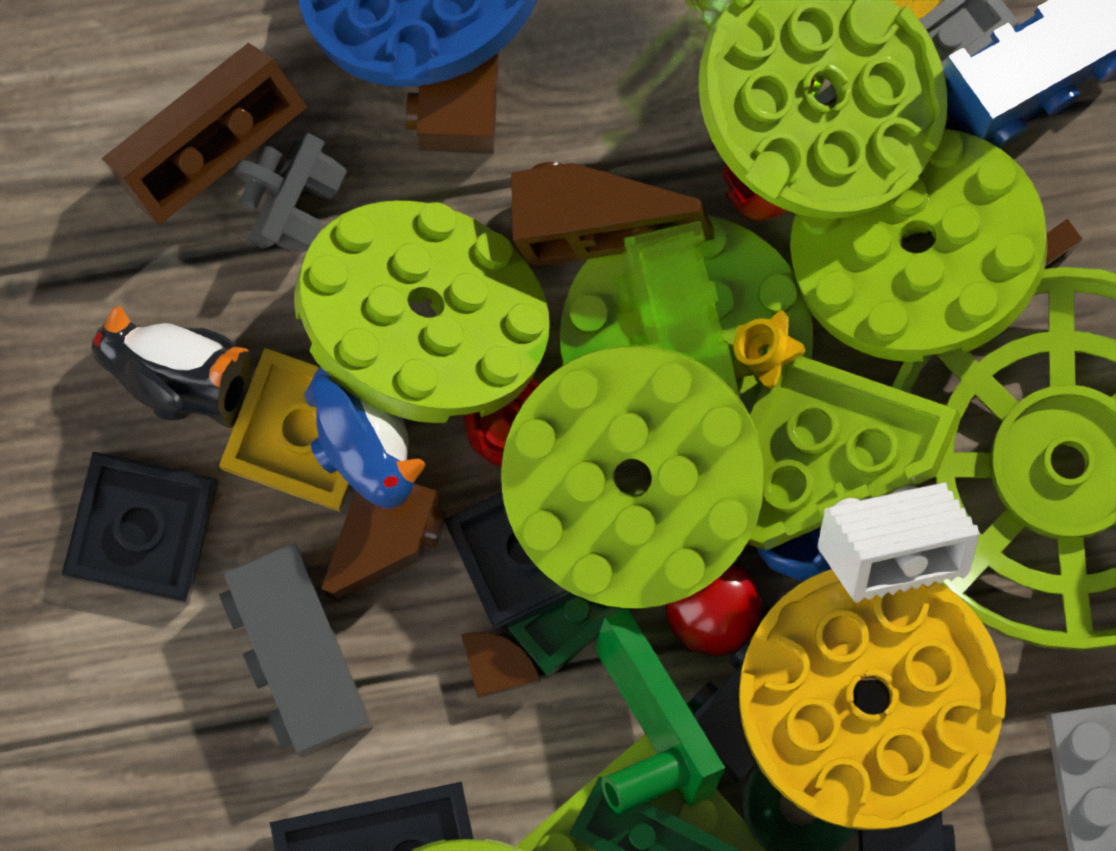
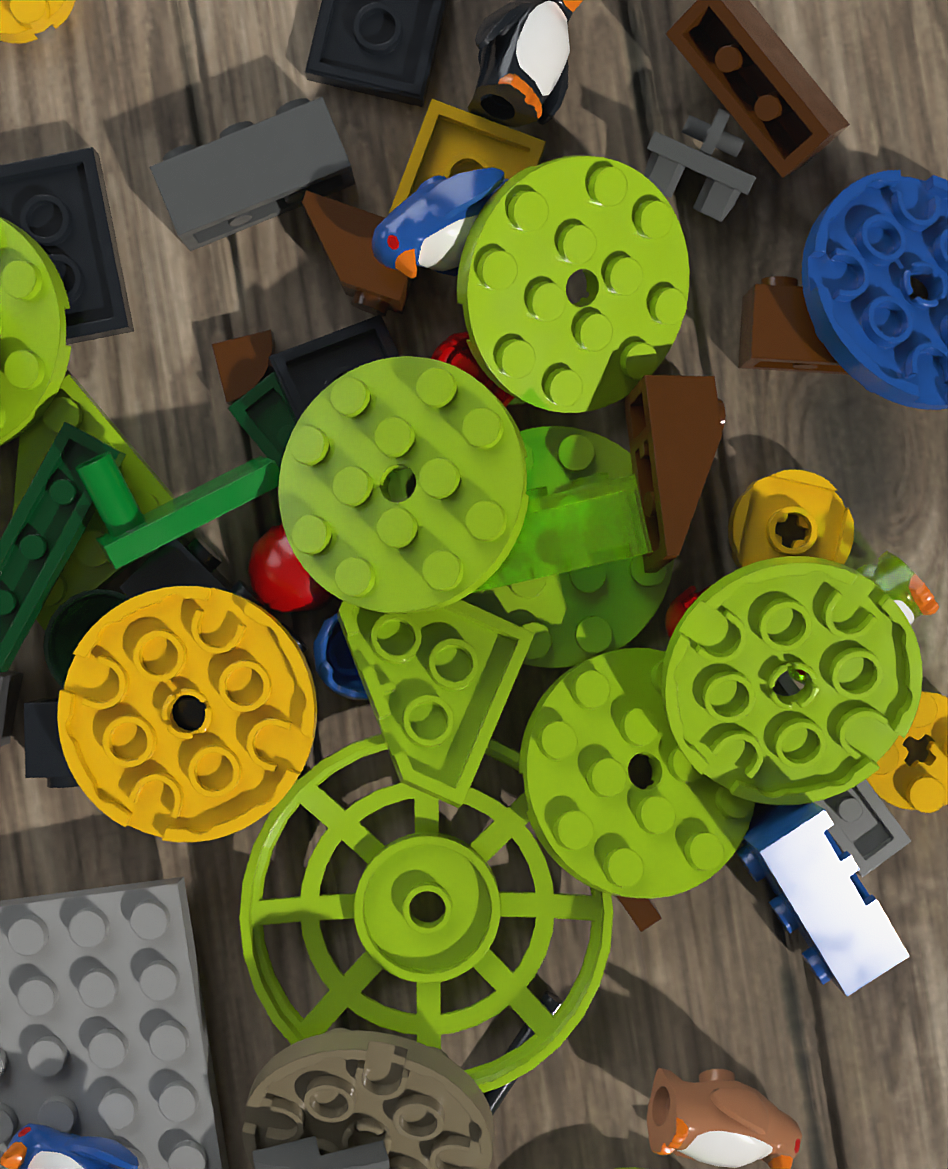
camera: 90 degrees right, 10 degrees up
(635, 119) = (795, 492): none -> yellow plate
(756, 335) = (545, 608): yellow plate -> none
(898, 540) = (331, 742): white brick -> none

